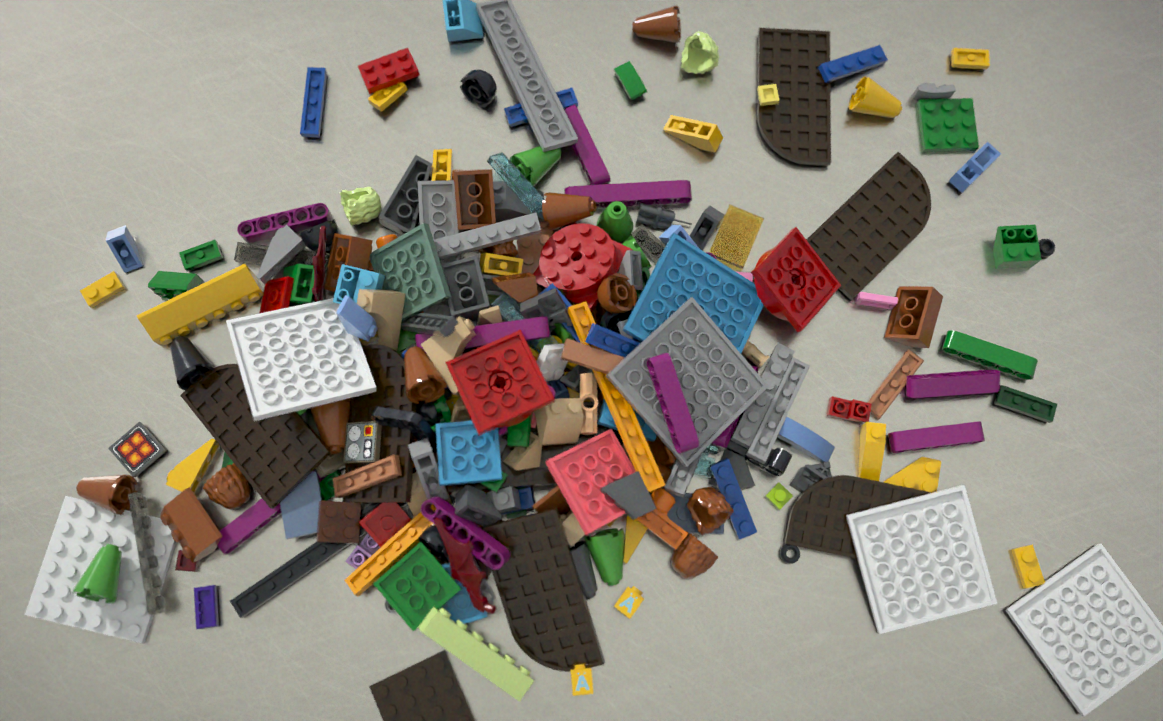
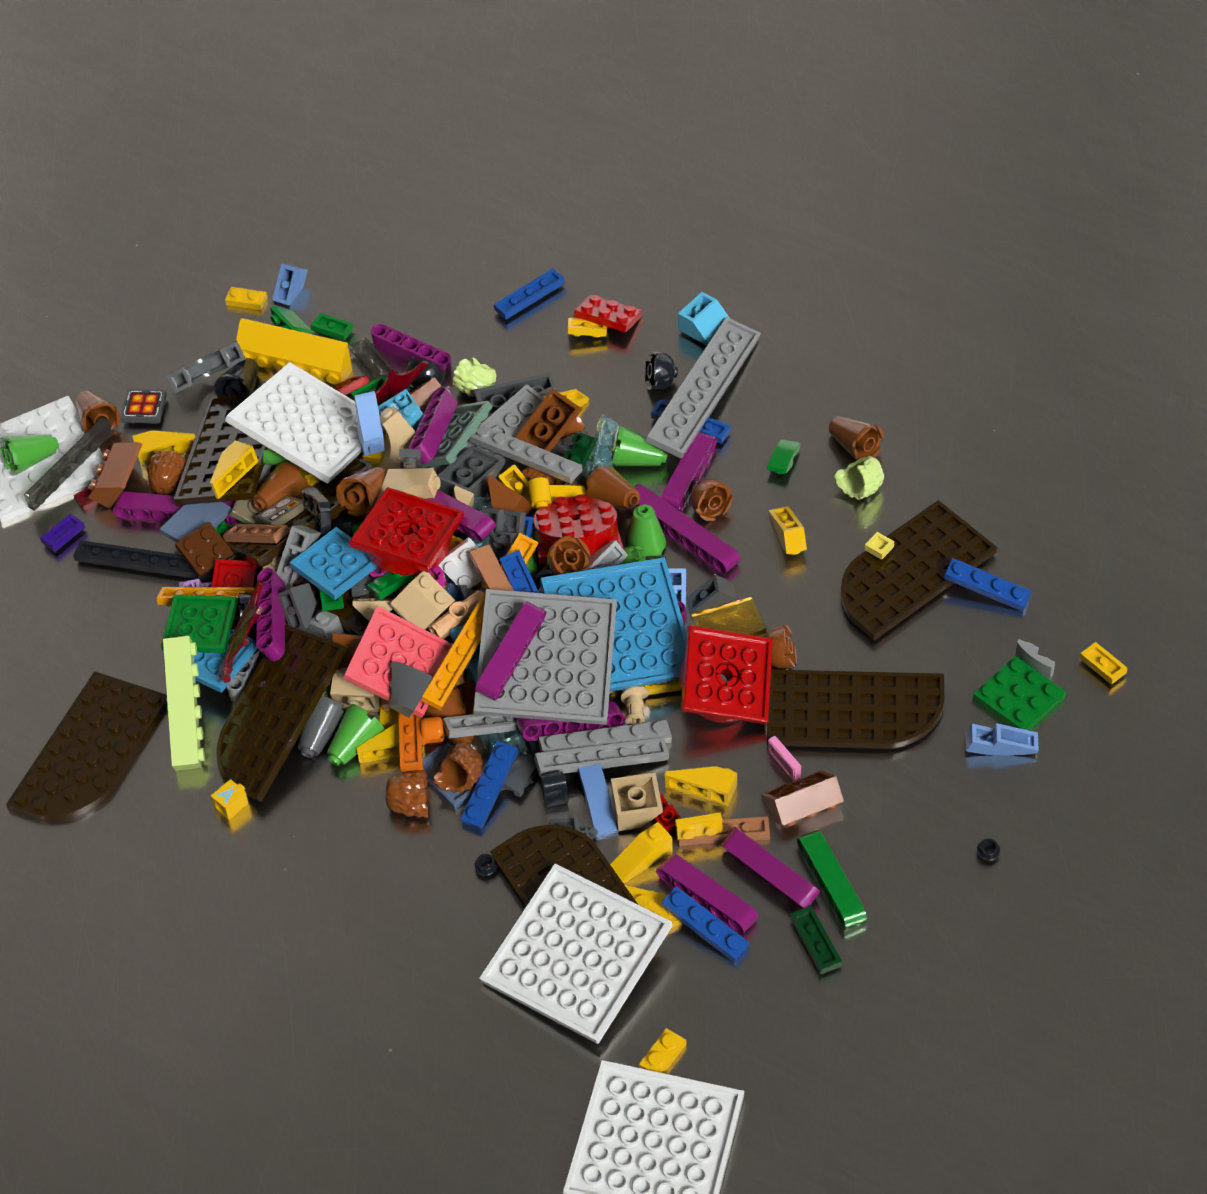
camera: 55 degrees right, 25 degrees down
(143, 396) = (206, 366): none -> dark grey arch
(281, 251) = (379, 361): light grey slope -> none
(287, 440) = (232, 466): none -> yellow slope
(396, 275) = (434, 424): none -> magenta beam
(518, 200) = (582, 449): none -> dark green hips
(529, 253) = (543, 494): none -> yellow door
(623, 155) = (711, 498): none -> dark orange cylinder
(629, 601) = (327, 782): yellow brick -> none
(656, 216) = (683, 558): dark grey piece -> none
(778, 496) = (528, 819): lime plate -> none
(786, 221) = (783, 650): none -> dark orange cylinder
(833, 418) = (636, 800): none -> tan slope
(855, 360) = (706, 783): none -> yellow slope
(874, 100) = (969, 620): yellow cone -> none
(893, 392) = (699, 826): none -> yellow plate
(959, 459) = (705, 924): none -> blue plate
(1016, 247) = (957, 822): green slope -> none

